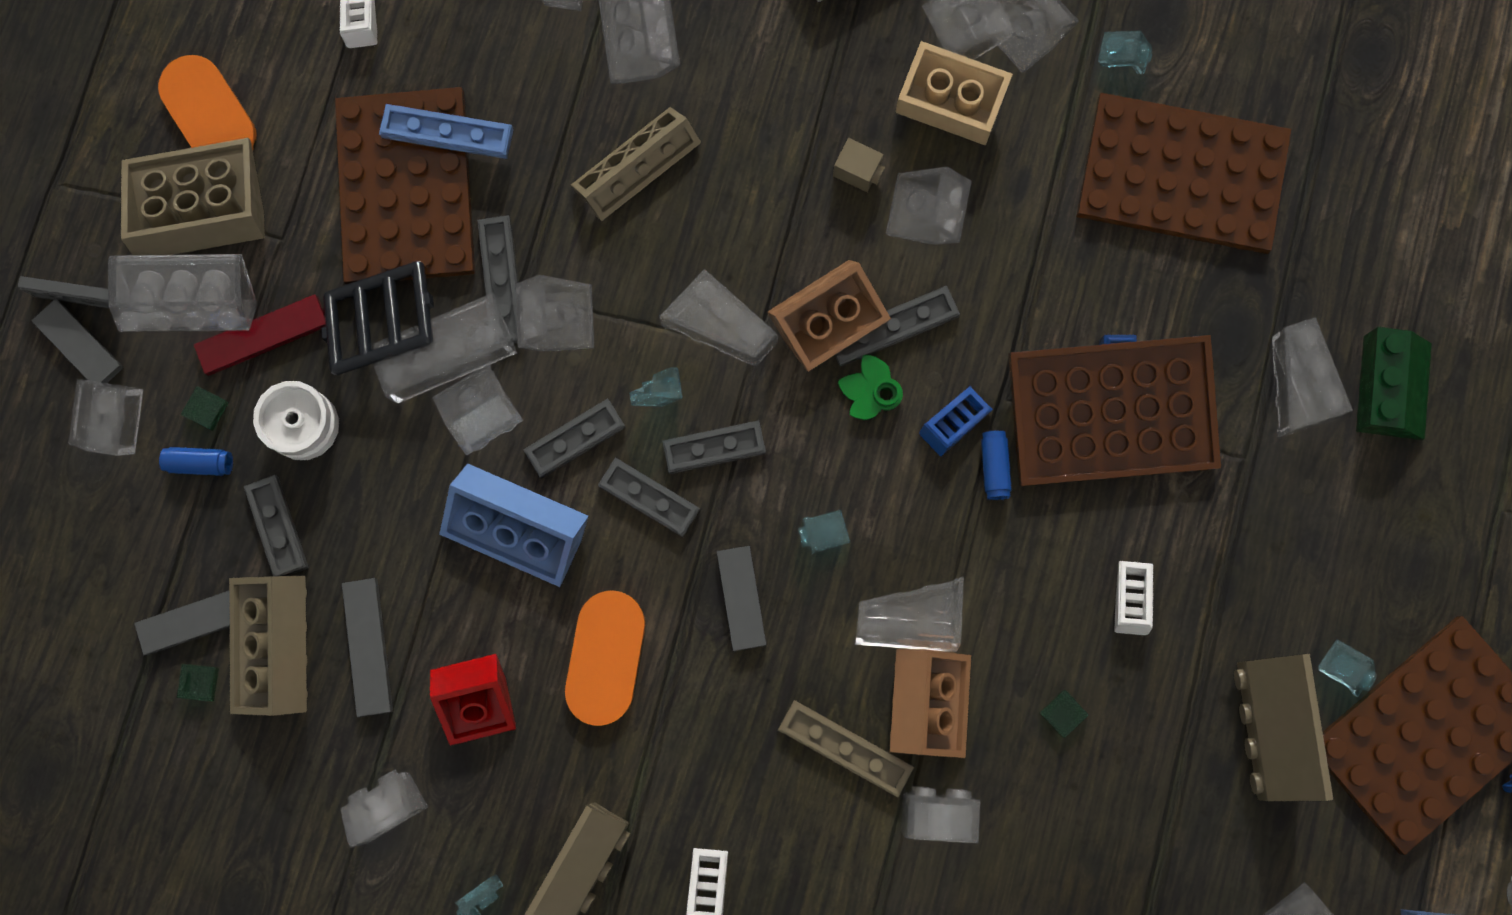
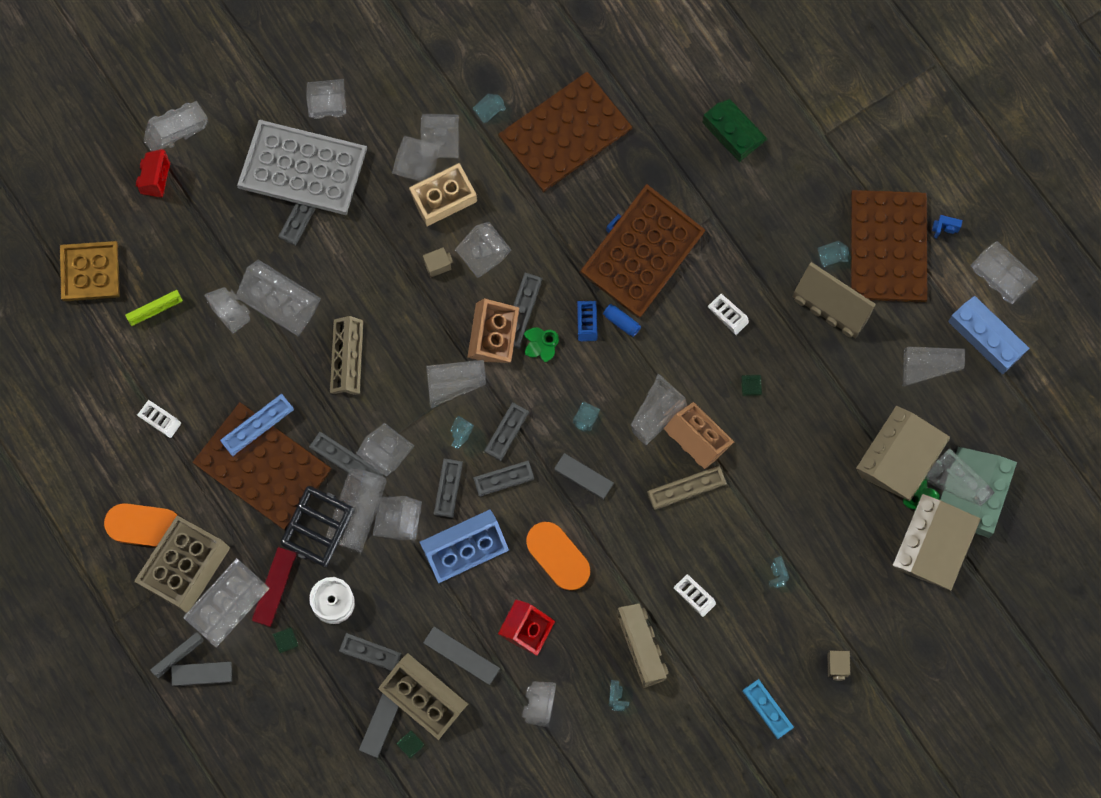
camera: 55 degrees left, 5 degrees down
(105, 417) = (249, 687): clear slope -> none
(196, 461) = (308, 663): blue piece -> none
(940, 817) = (749, 470): clear brick -> none
(1306, 379) = (699, 162): clear wedge -> none

